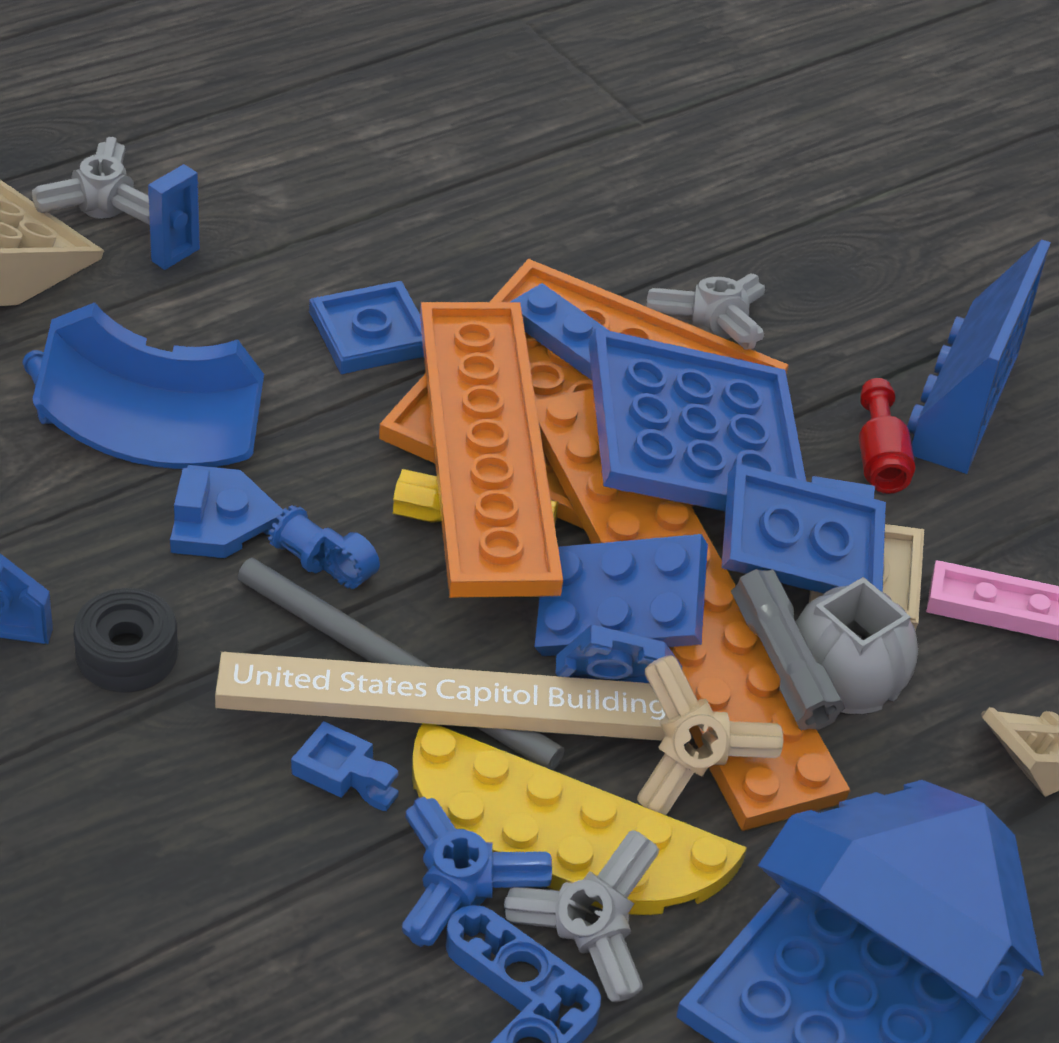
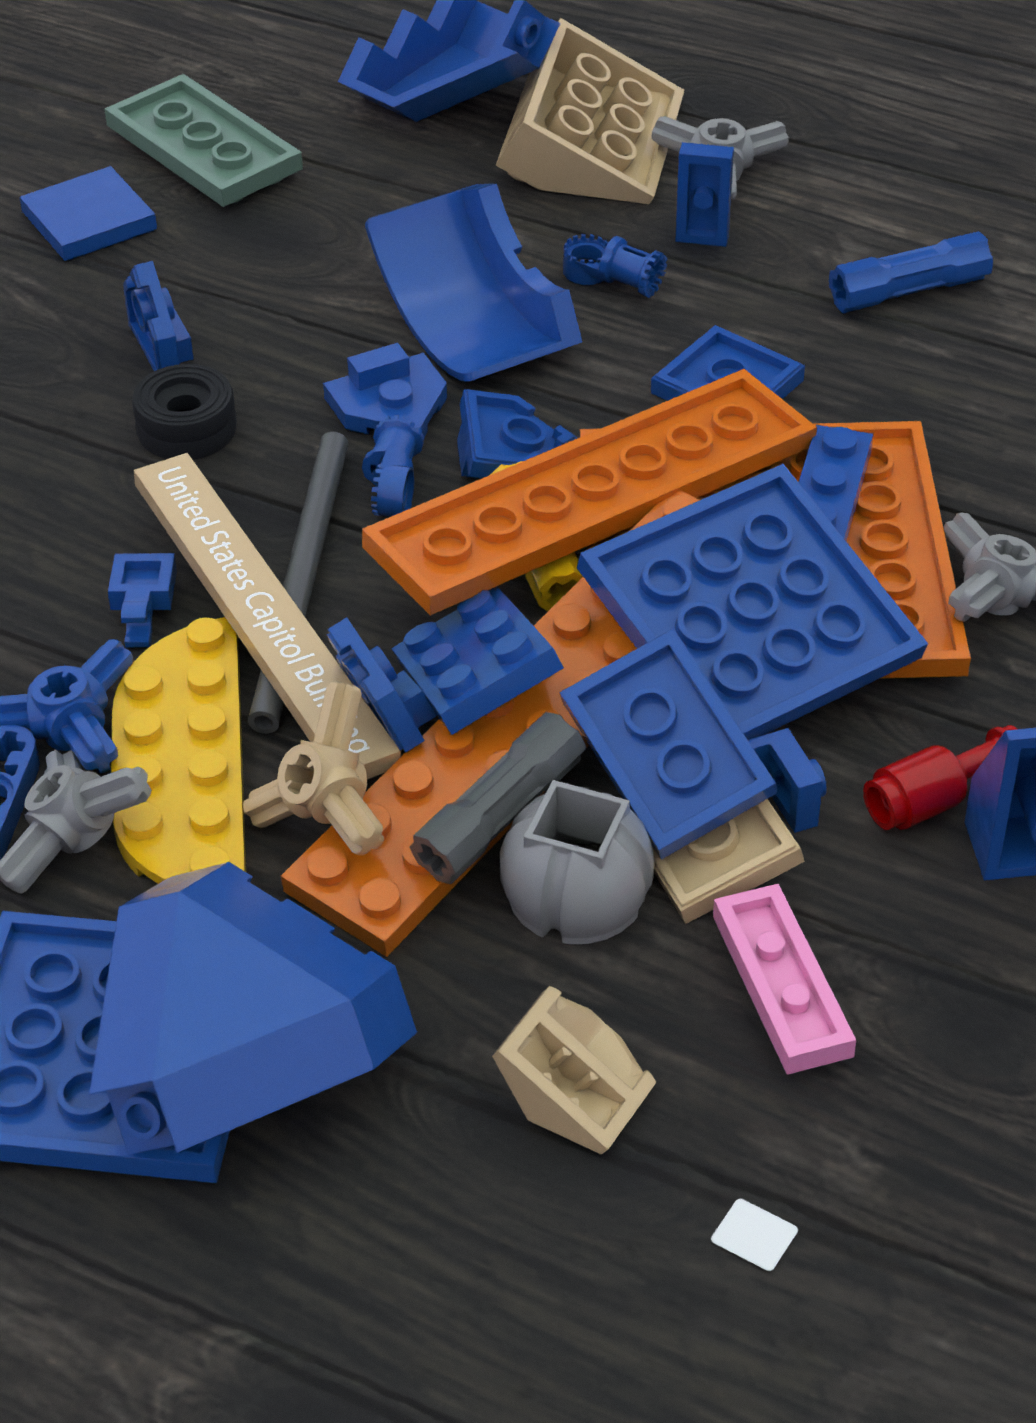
camera: 65 degrees right, 0 degrees up
(178, 310) = (614, 262): none -> blue connector
(340, 197) = (879, 279): none -> blue axle
(343, 473) = (501, 431): none -> blue plate

